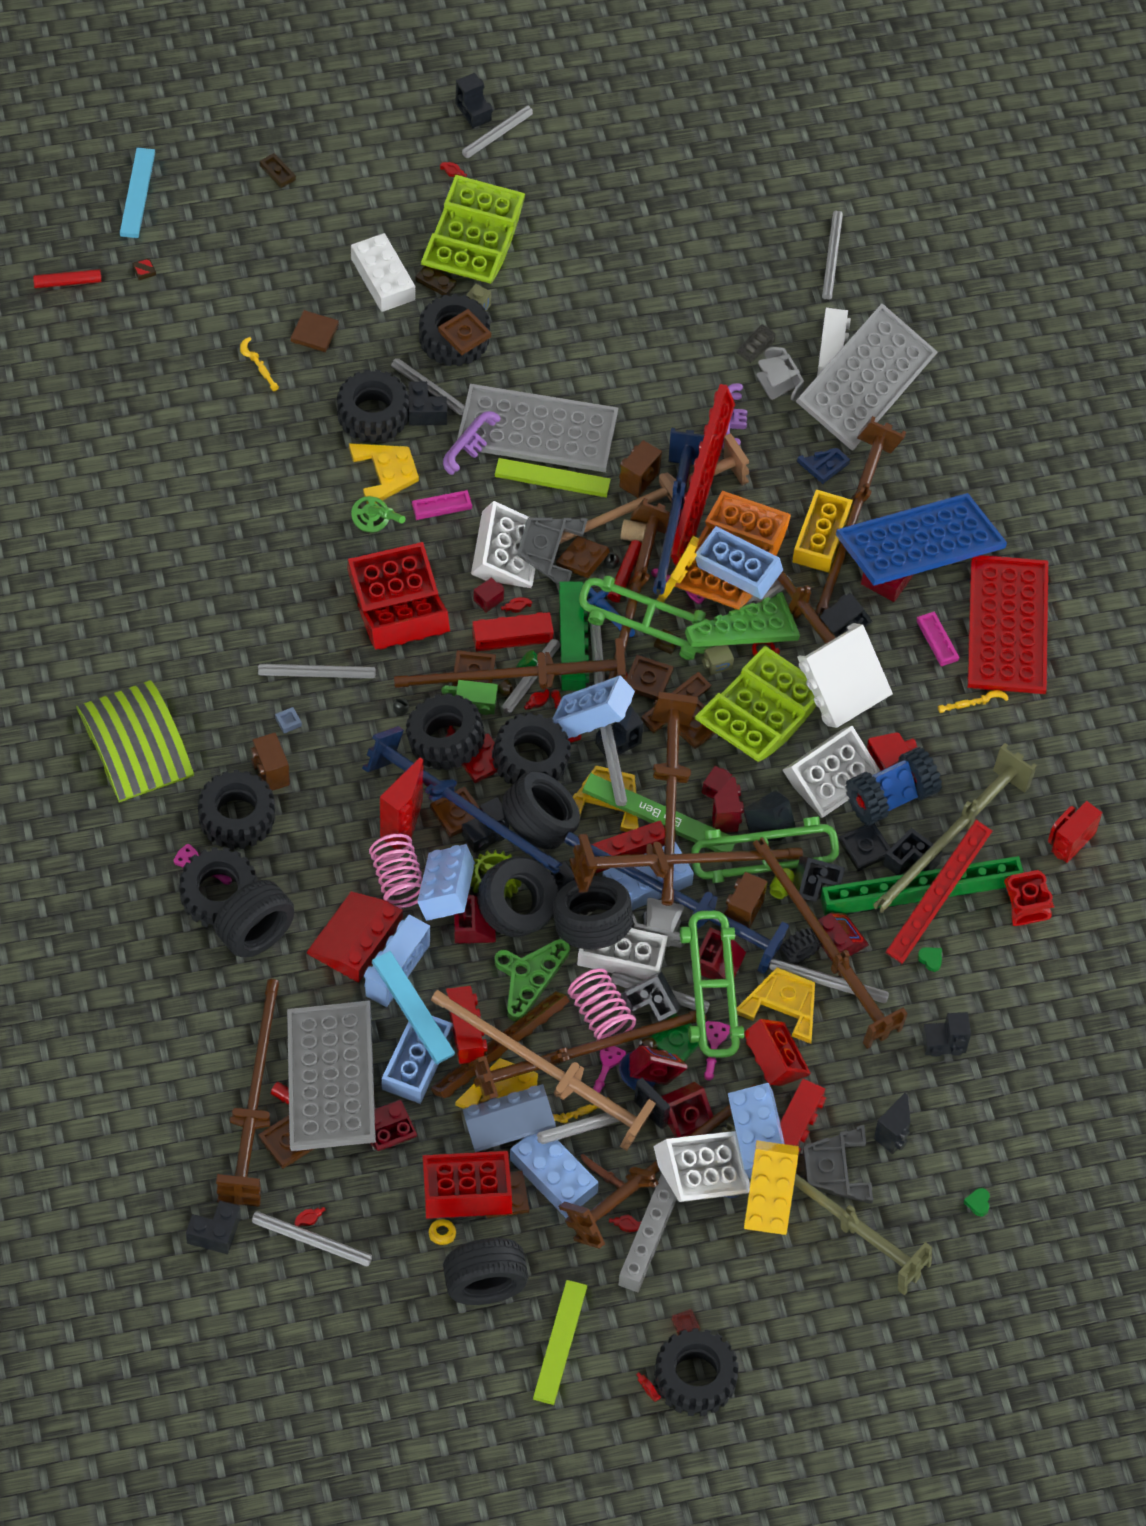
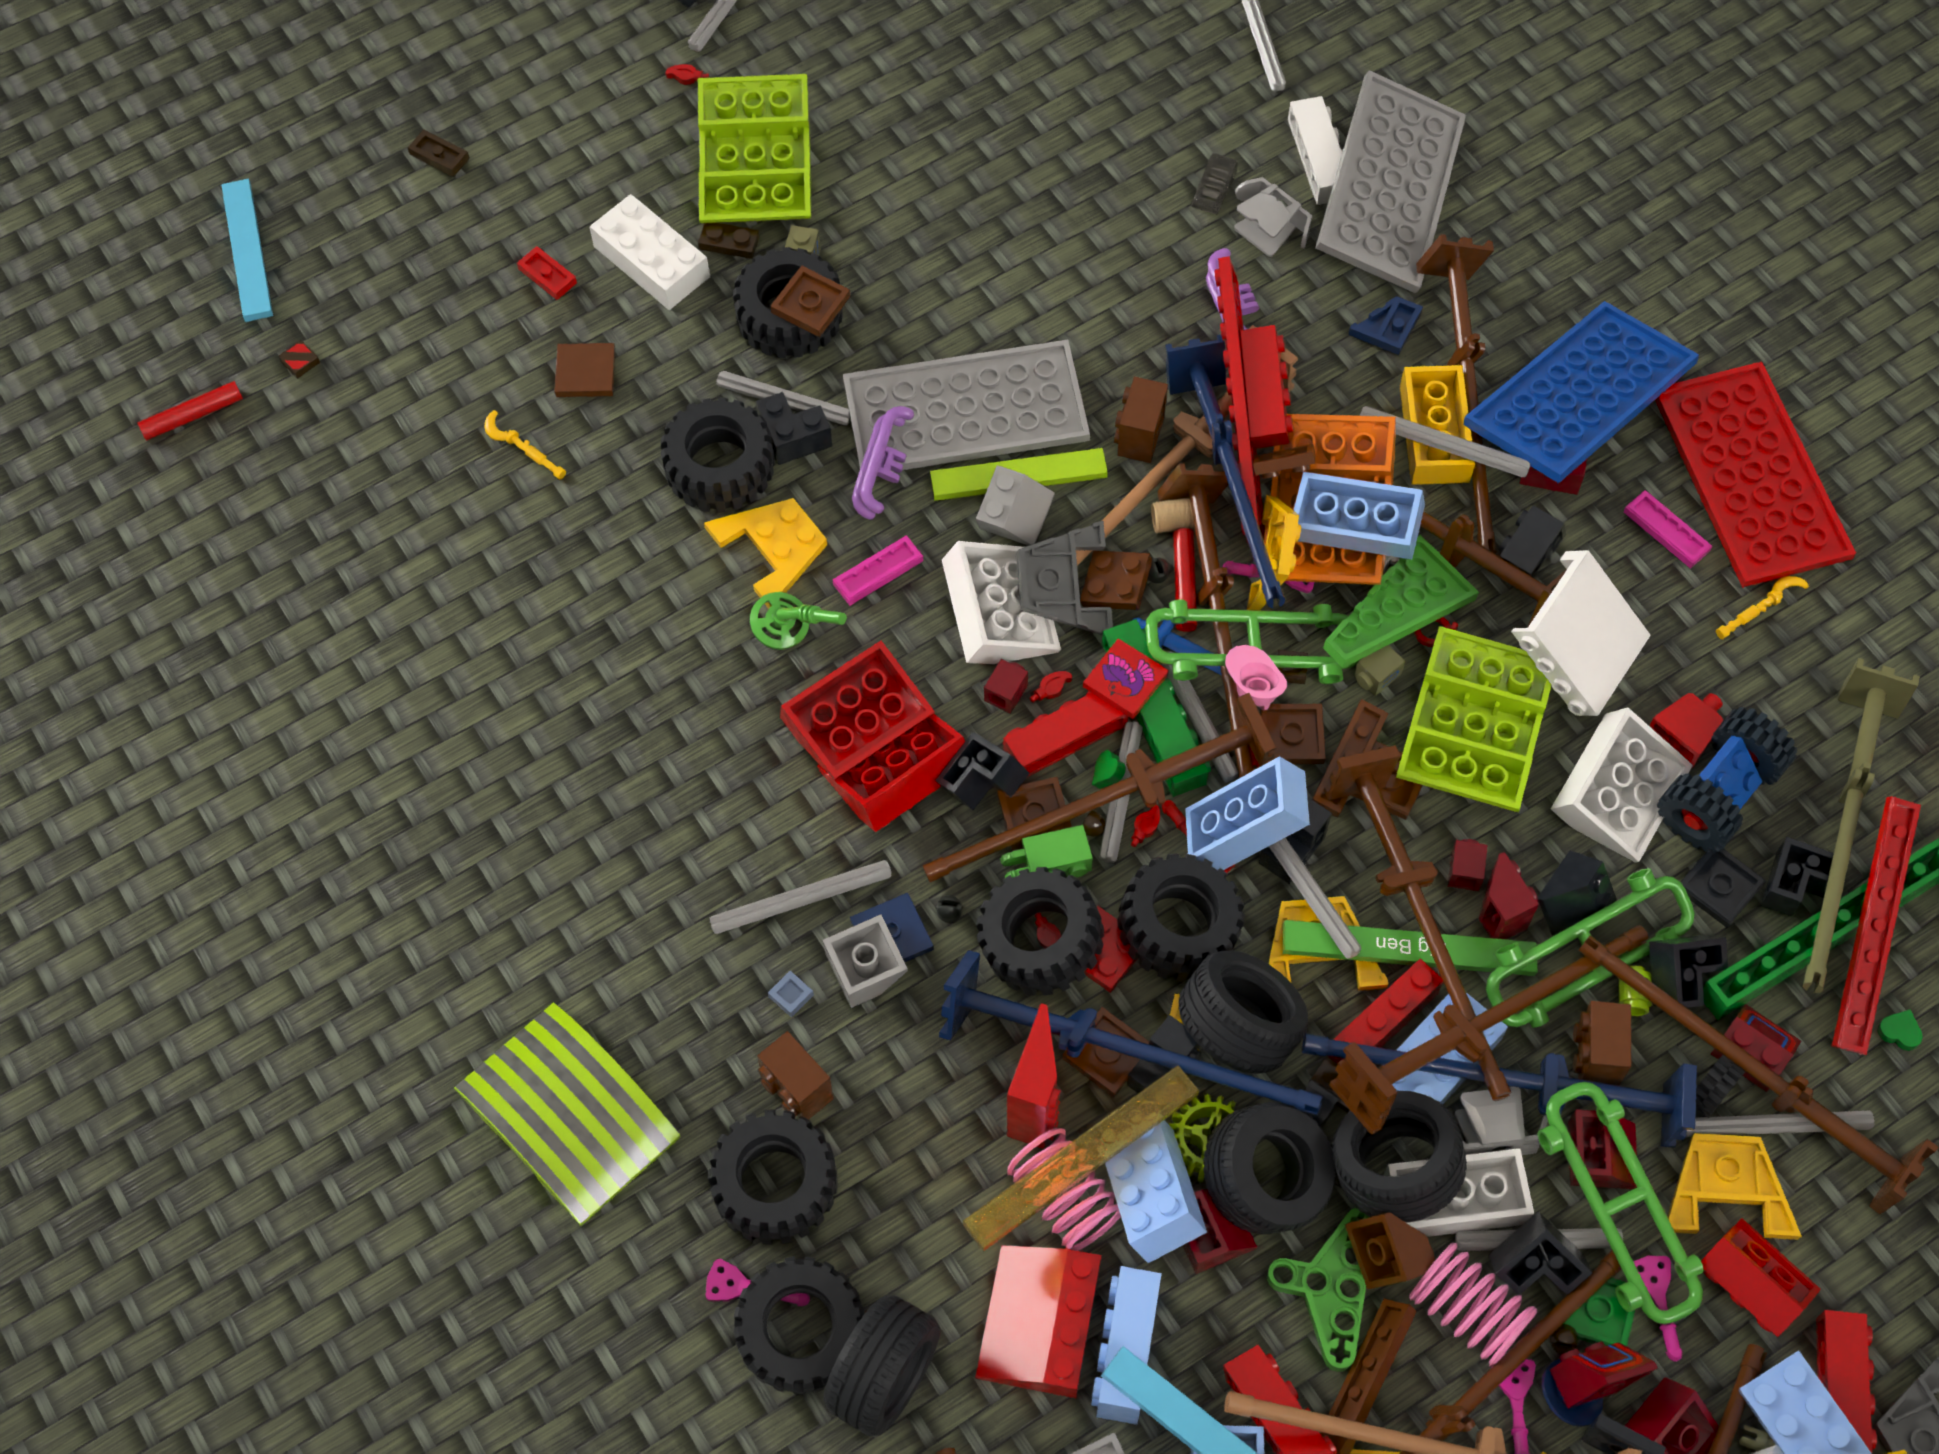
camera: 15 degrees left, 5 degrees up
(314, 265) = (546, 273): none -> red plate
(337, 714) = (864, 960): none -> light grey slope
(361, 708) = (903, 925): none -> dark blue plate
(410, 849) = (1080, 1158): none -> clear yellow plate
(449, 633) = (978, 768): none -> black brick
(539, 493) = (1014, 506): none -> light grey slope
(559, 611) = (1125, 678): none -> red tile
(566, 961) = (1389, 1250): none -> reddish brown slope
(637, 635) = (1255, 674): none -> bright pink piece
(704, 517) = (1273, 462): none -> reddish brown plate
(719, 471) = (1265, 386): none -> red brick
(822, 543) = (1455, 444): none -> light grey axle

